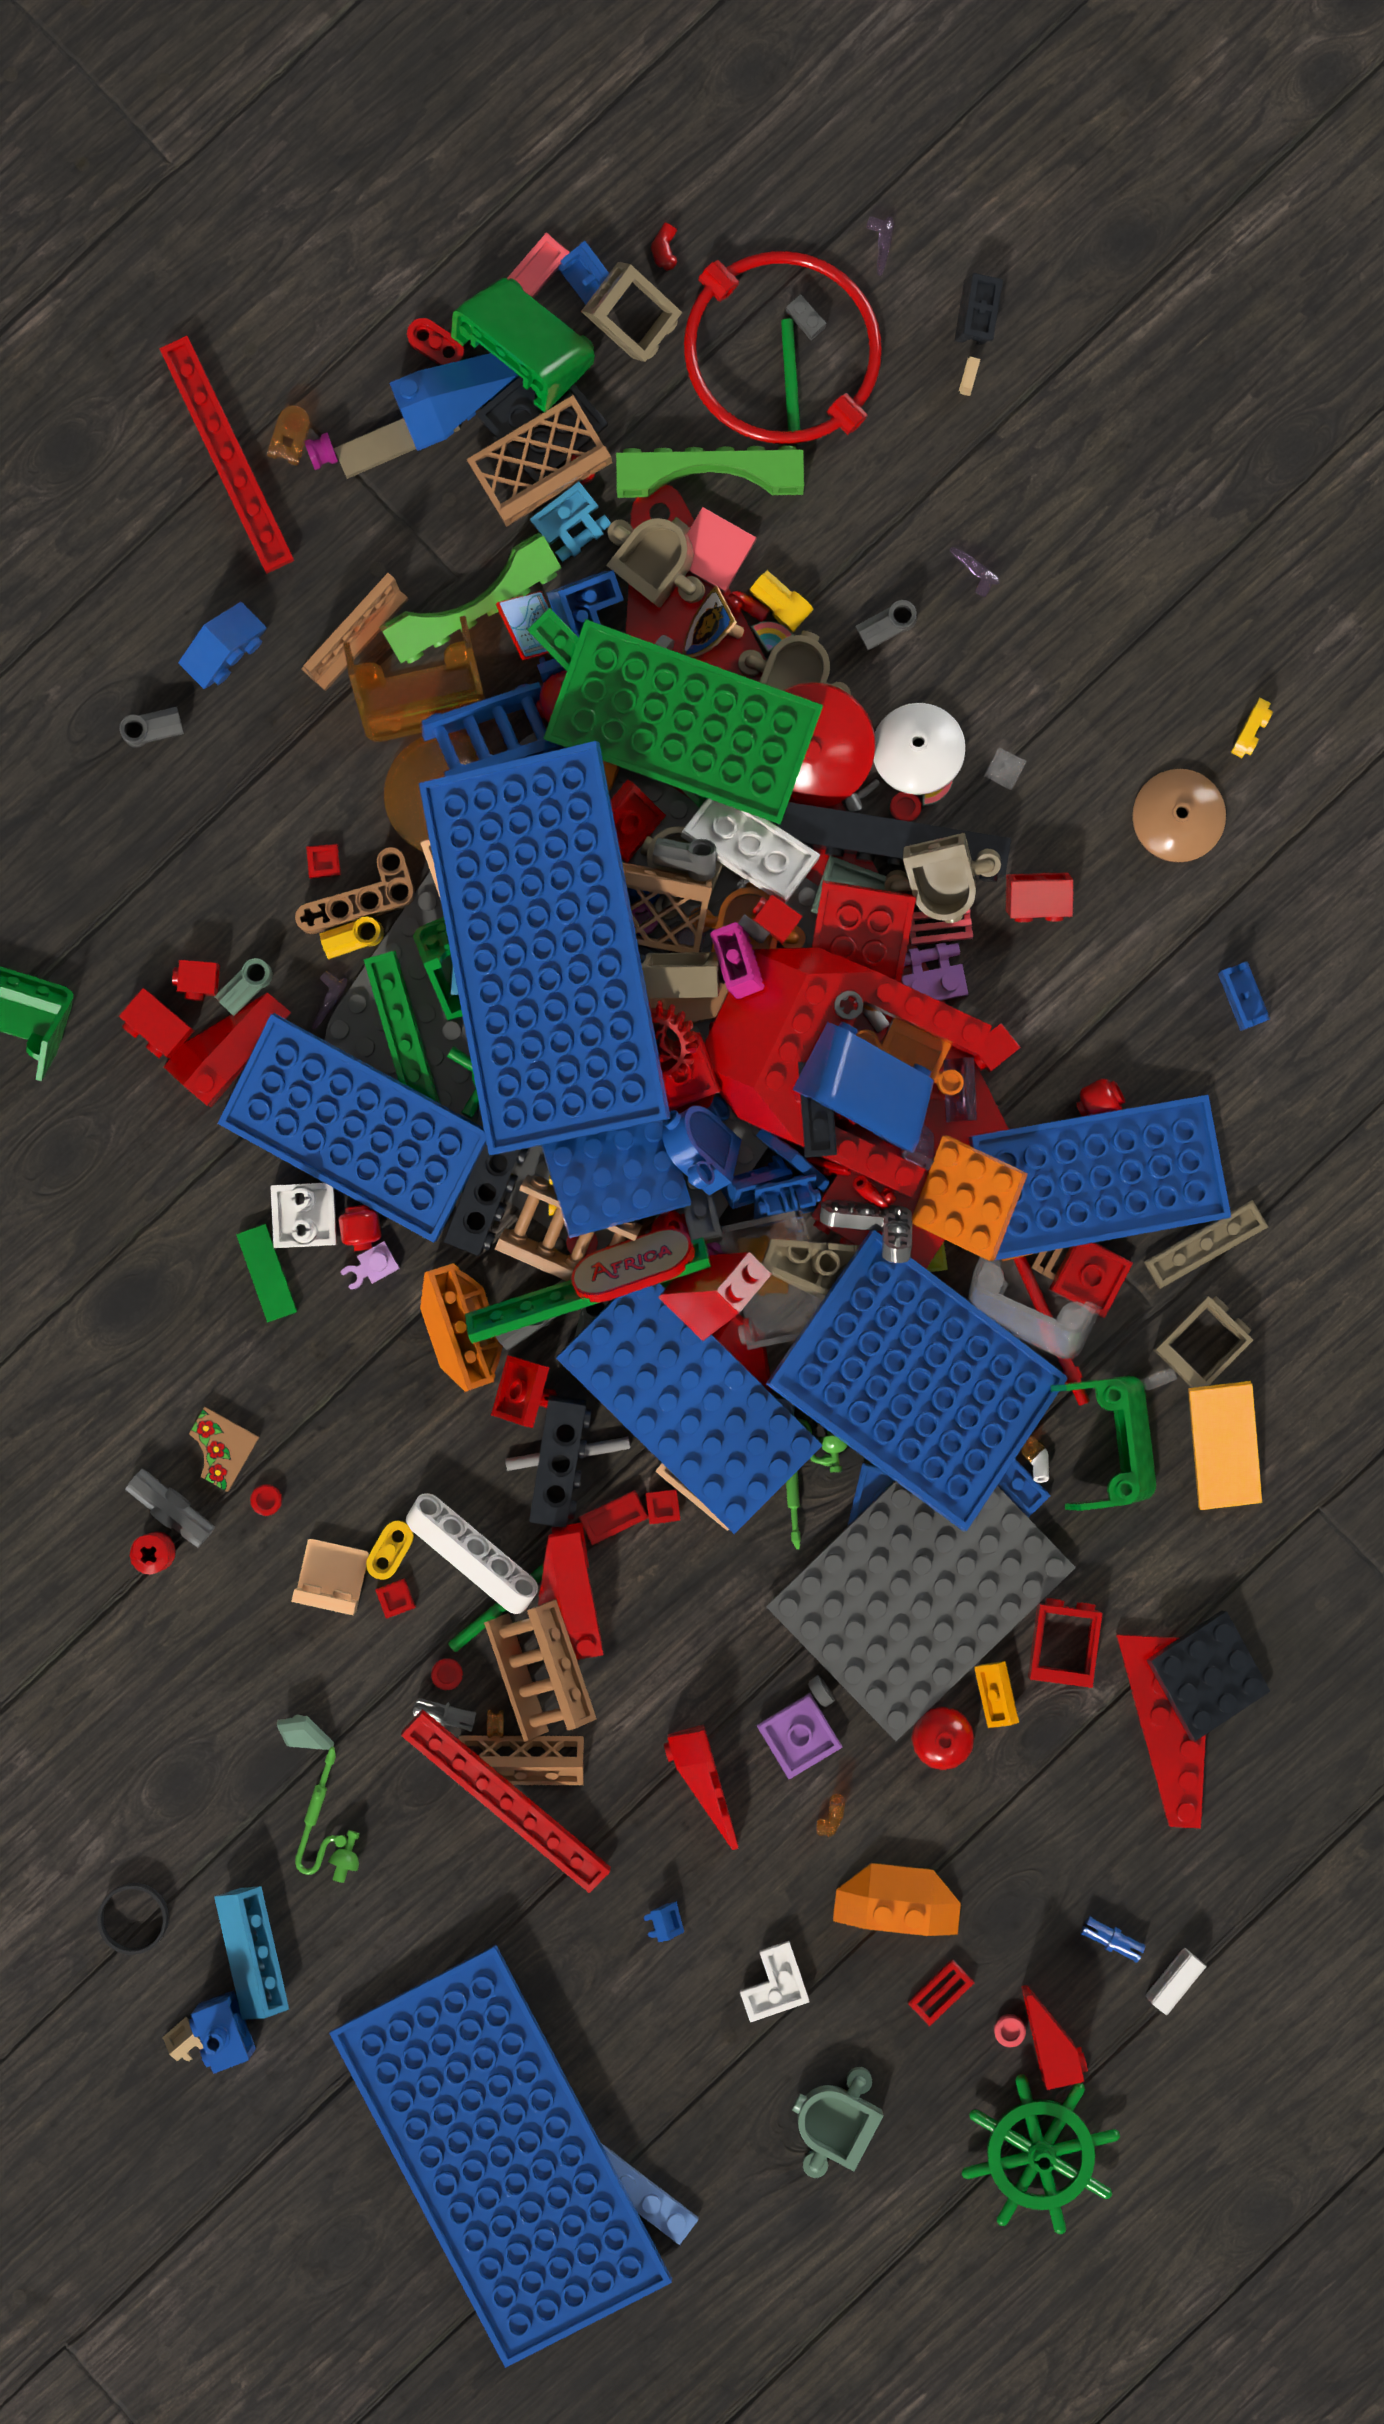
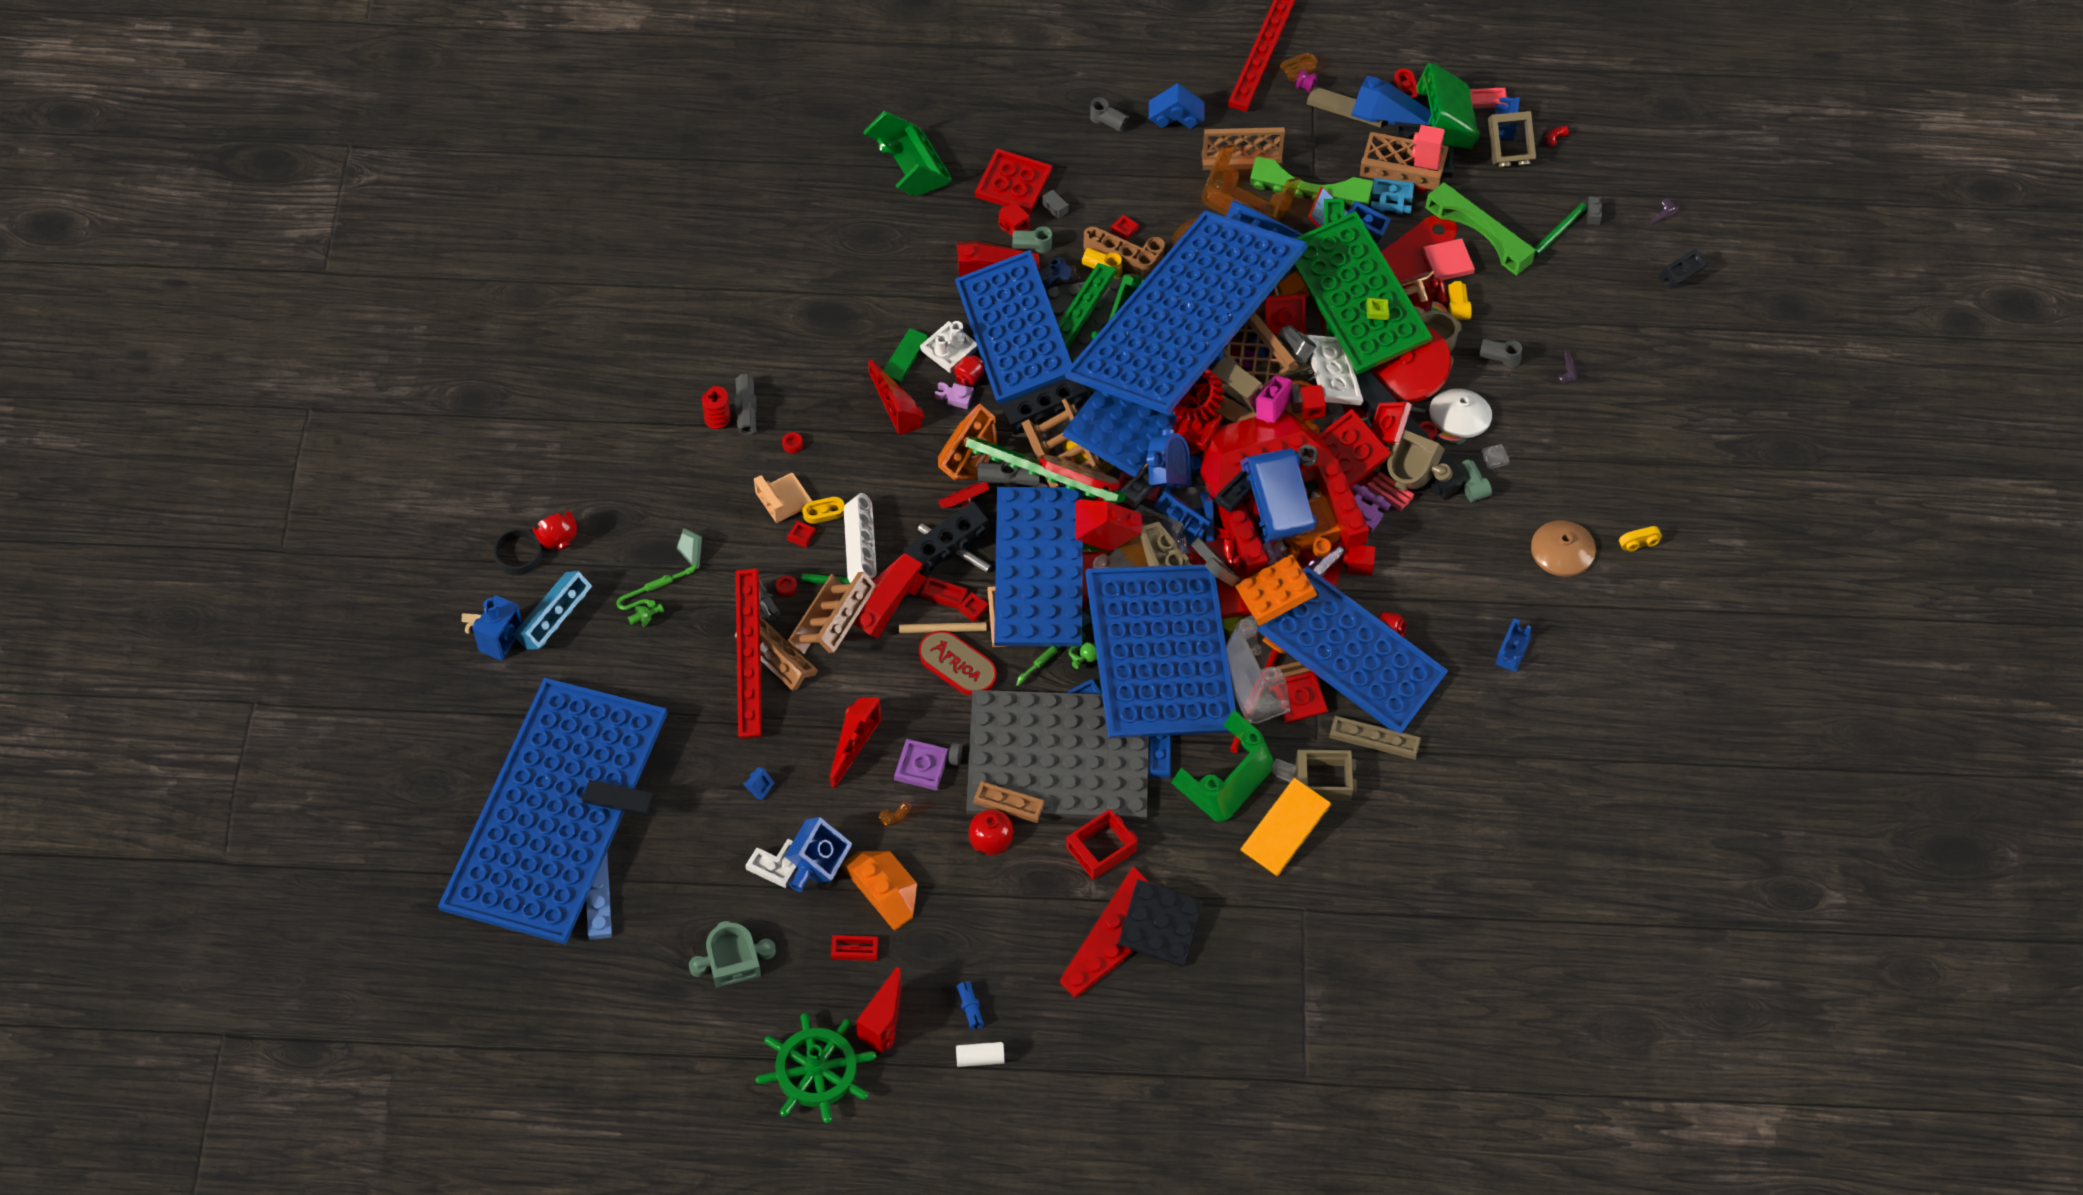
camera: 40 degrees right, 30 degrees down
(141, 924) = (1013, 179): none -> red plate
(152, 1861) = (556, 531): none -> red cylinder
(156, 1024) = (974, 218): red brick -> none
(218, 908) = (1055, 204): none -> dark grey piece
(224, 1447) = (799, 406): medium nougat tile -> none
(314, 1009) = (1056, 269): none -> dark blue plate
(337, 1347) = (899, 405): none -> red wedge
(495, 1723) = (783, 624): clear orange bush -> none
(558, 2091) = (618, 798): none -> black tile
(566, 433) = (1428, 147): none -> coral brick
(654, 1559) = (949, 627): none -> tan bar
(655, 559) = (1416, 237): dark tan piece -> none
(712, 1585) = (957, 662): none -> dark tan tile
(720, 283) = (1572, 254): red piece -> none
(734, 730) = (1377, 308): none -> lime tile
(810, 1945) = (816, 852): none -> blue brick
(877, 858) = (1390, 421): none -> red tile
(933, 1695) = (1009, 801): none -> medium nougat tile
(969, 376) = (1650, 291): tan tile -> none
(996, 1694) = (1041, 834): light orange plate -> none
(1009, 2030) = (865, 996): coral tile -> none
(1025, 830) = (1475, 486): none -> sand green piece
(1038, 1457) = (1183, 750): arm -> none
(1039, 896) = (1453, 514): brick -> none

